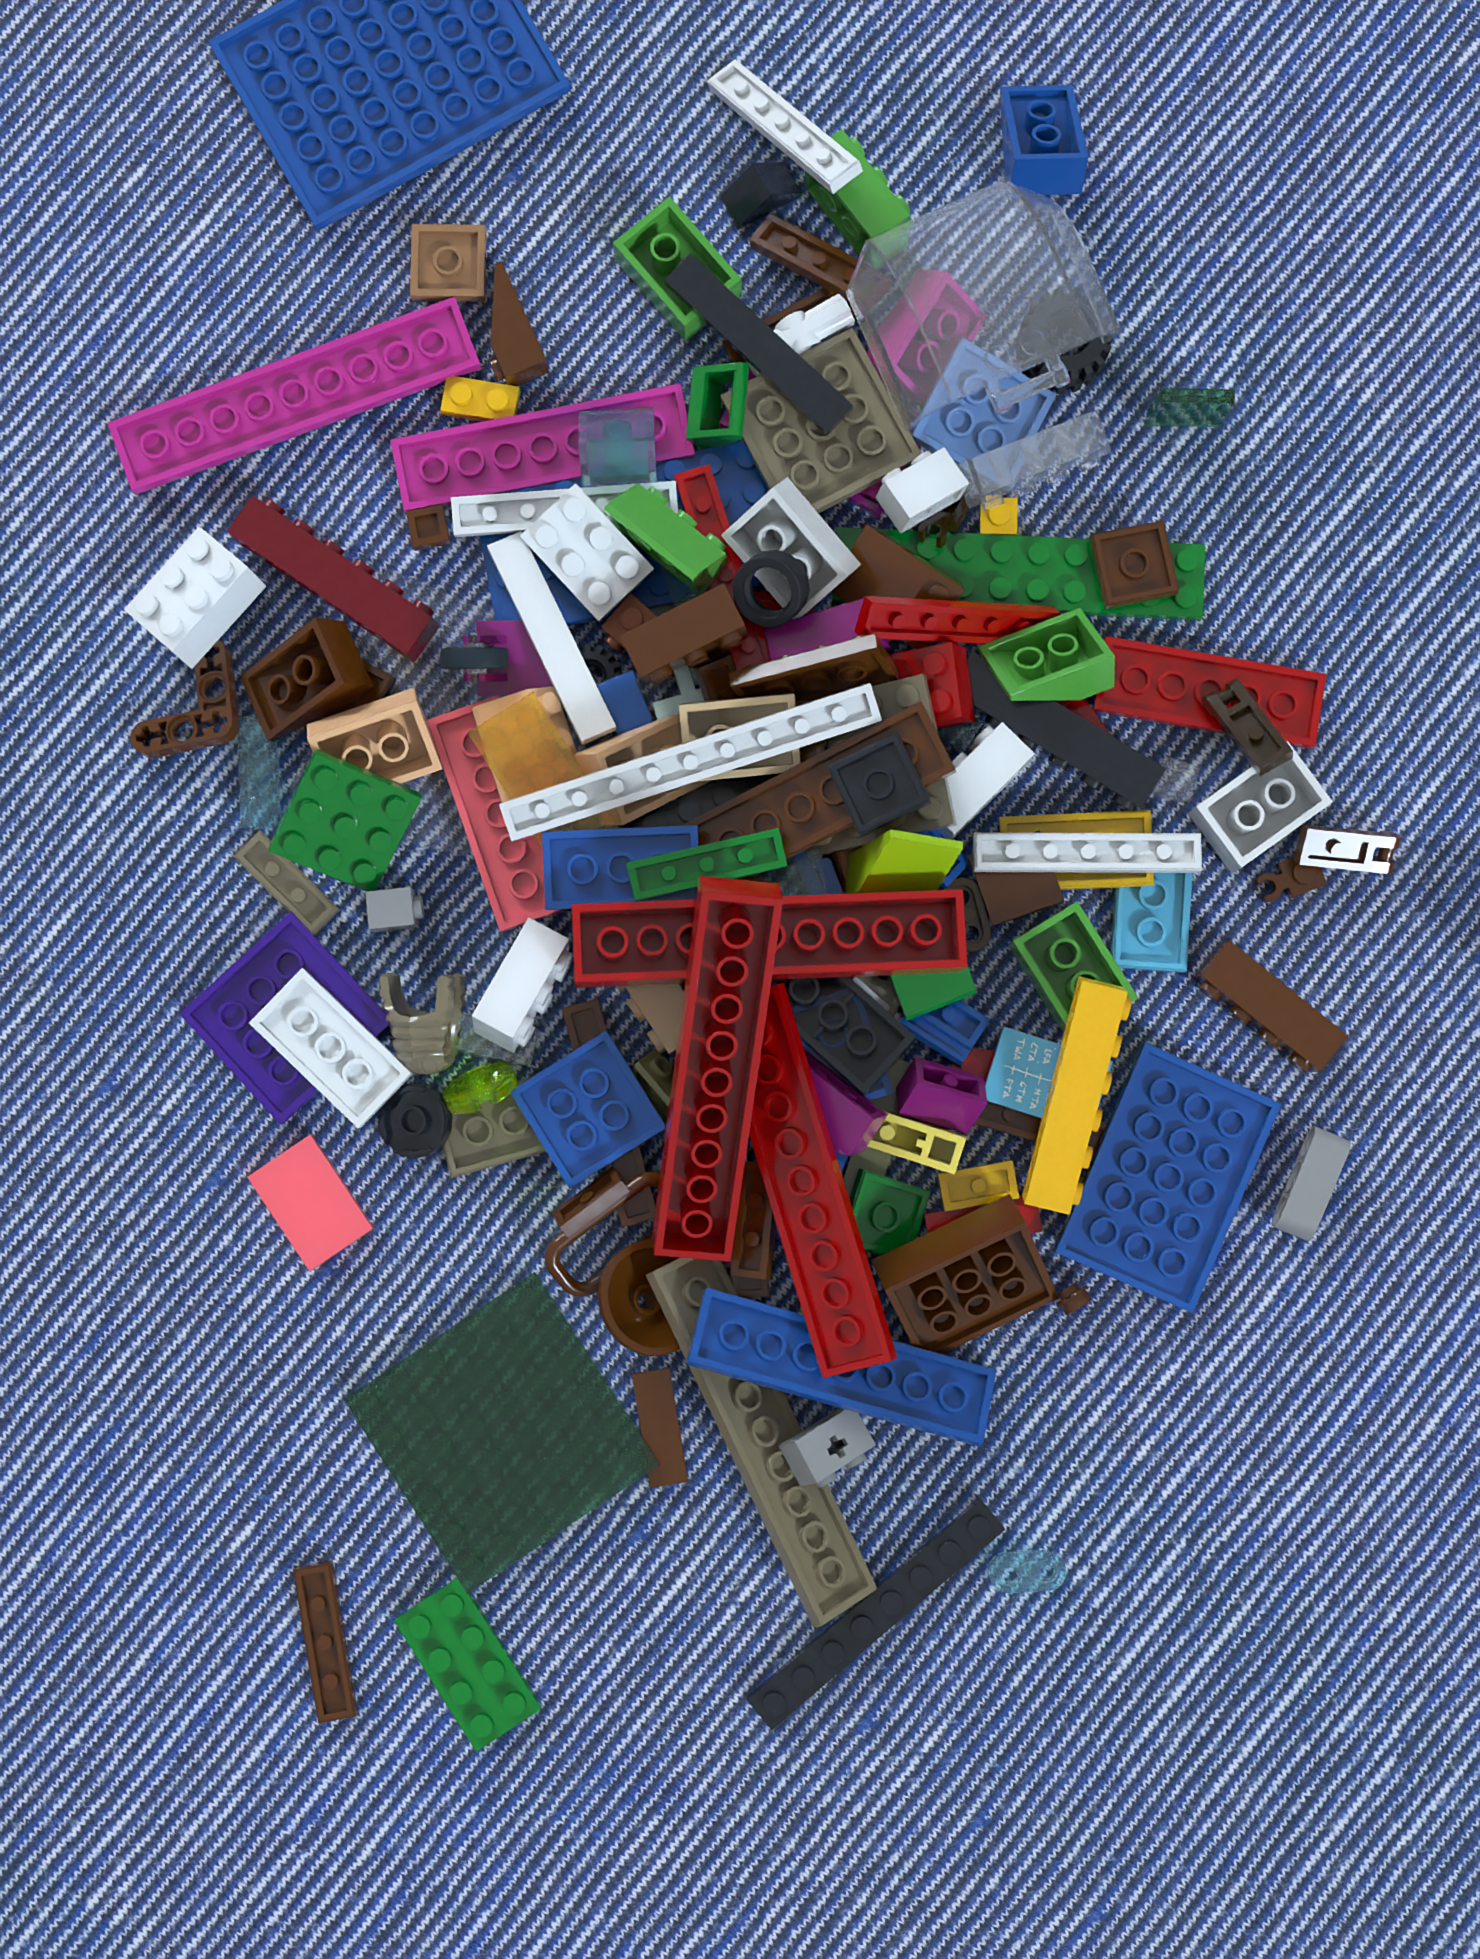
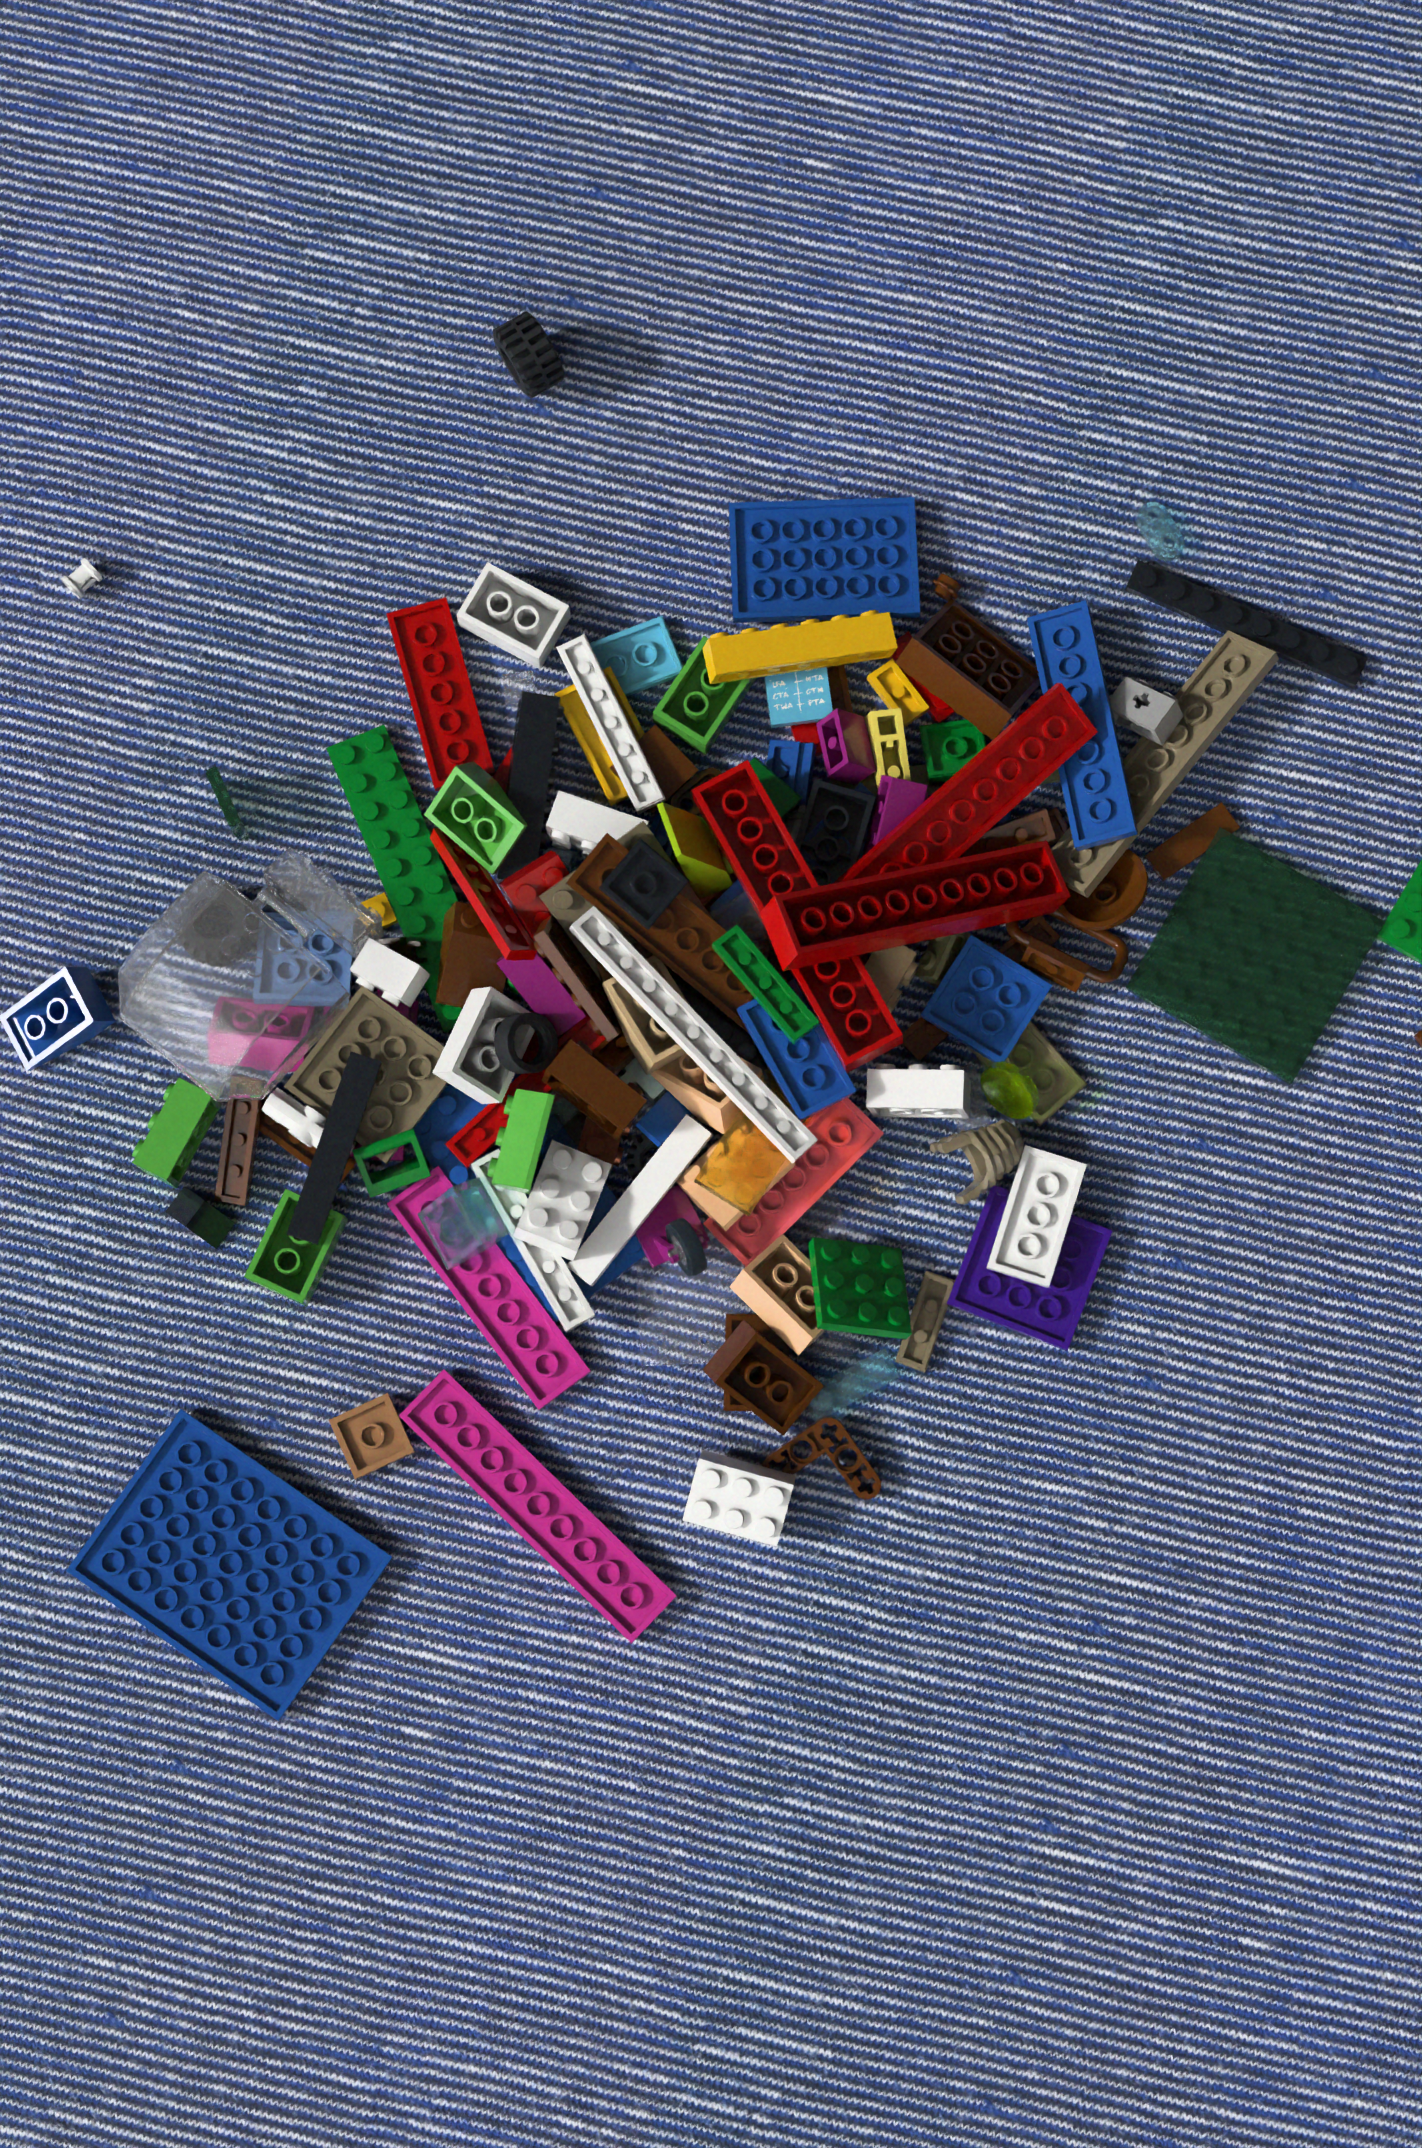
camera: 115 degrees left, 5 degrees down
(310, 1202) = (1159, 1181): coral tile -> none
(333, 578) = (671, 1398): dark red brick -> none
(393, 909) = (906, 1225): light grey brick -> none
(415, 1121) = (1058, 1128): black tile -> none
(428, 527) = (593, 1346): reddish brown plate -> none
(479, 399) = (471, 1358): yellow plate -> none
(513, 342) = (411, 1352): reddish brown slope -> none
(785, 126) = (146, 1212): white tile -> none
(1134, 564) = (369, 791): reddish brown tile -> none
(1248, 727) = (459, 647): dark brown plate -> none
(1270, 1007) = (659, 543): reddish brown brick -> none
(1293, 878) = (550, 569): reddish brown plate -> none
(1311, 1183) = (776, 456): light grey beam -> none
(1346, 848) = (514, 539): plate -> none

